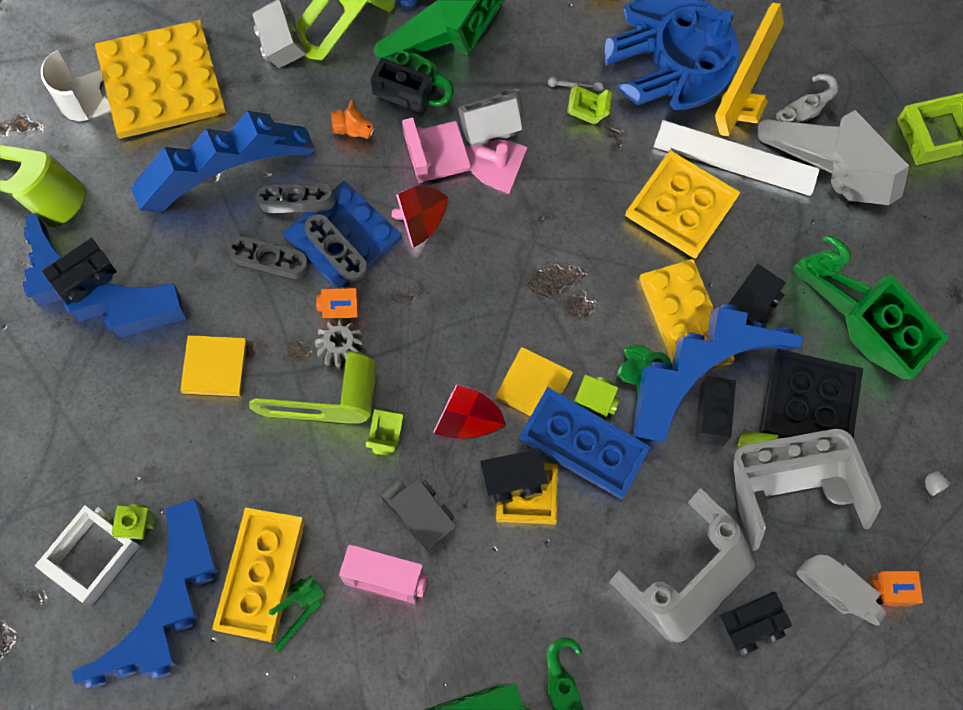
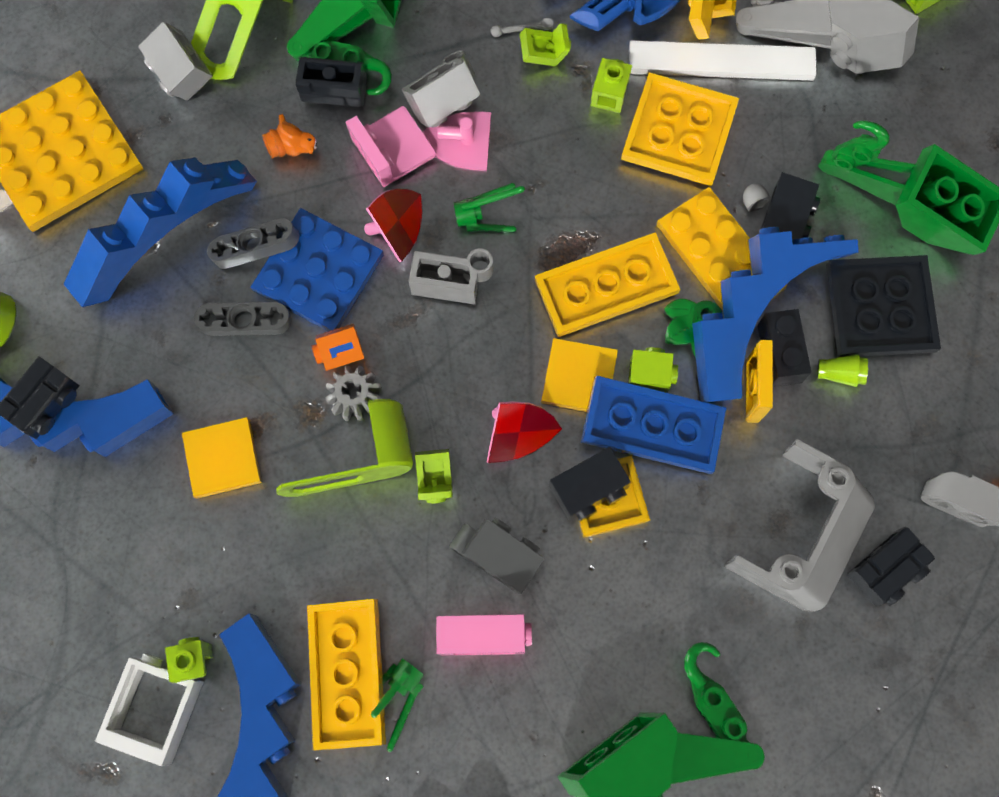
camera: 10 degrees left, 5 degrees up
(334, 236) = (292, 283): dark grey beam -> none
(448, 270) = (449, 276): none -> light grey hinge
(484, 222) = (469, 209): none -> green plant
(581, 315) = (607, 284): none -> yellow plate
(635, 152) = (611, 84): none -> lime brick
(684, 432) = (759, 381): none -> yellow tile
(730, 279) = (755, 197): none -> light grey hinge
(801, 463) = (910, 369): light grey windscreen -> none

